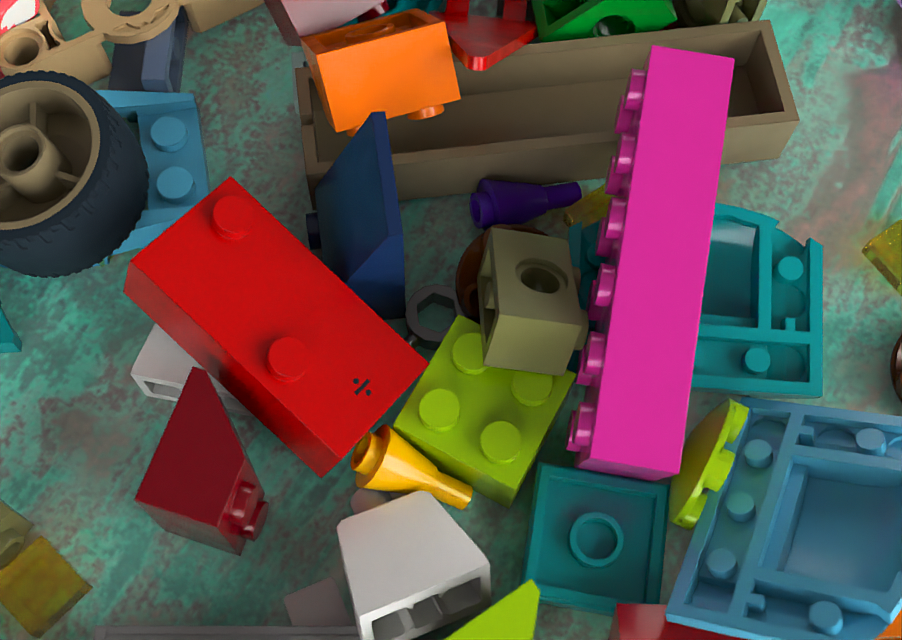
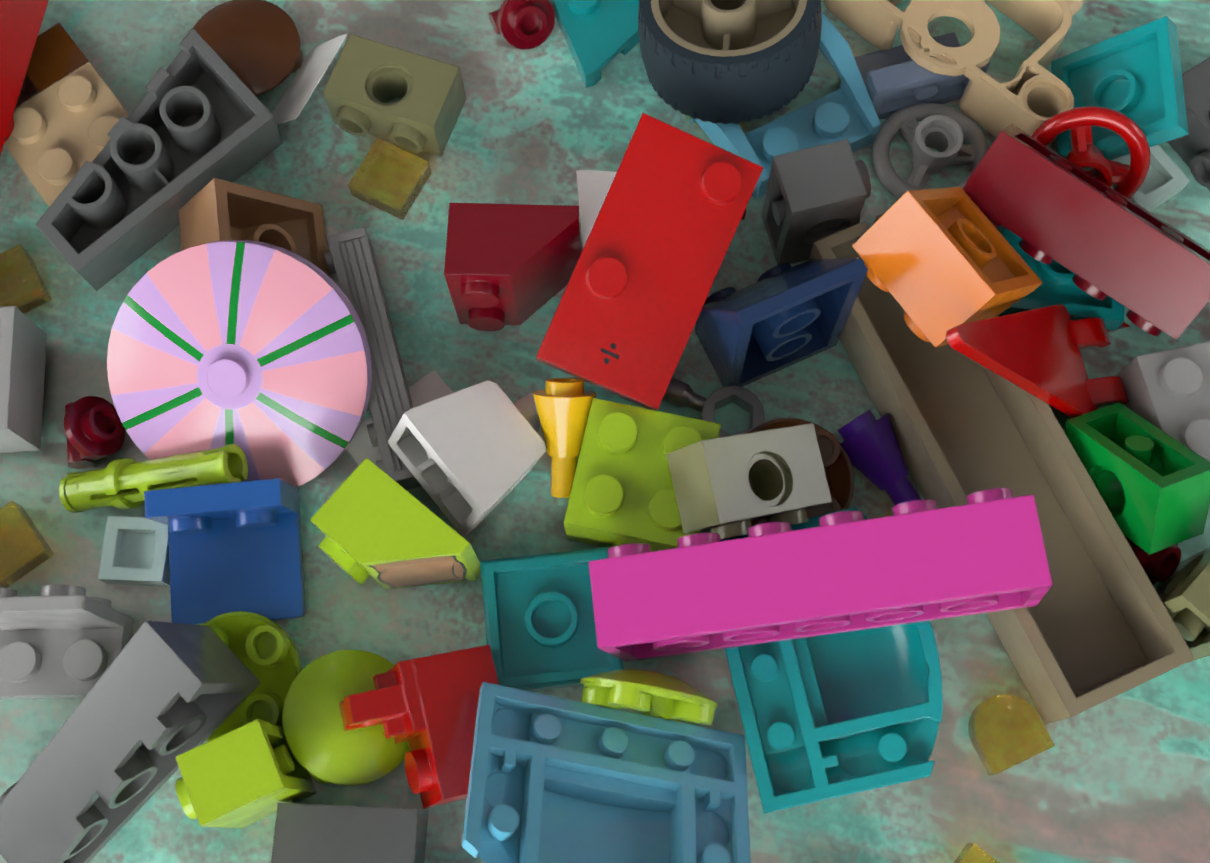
camera: 80 degrees right, 5 degrees up
(232, 62) = (939, 129): none -> light grey piece
(261, 155) = (812, 197): none -> dark grey brick
(779, 189) = (1006, 732): none -> clear yellow tile

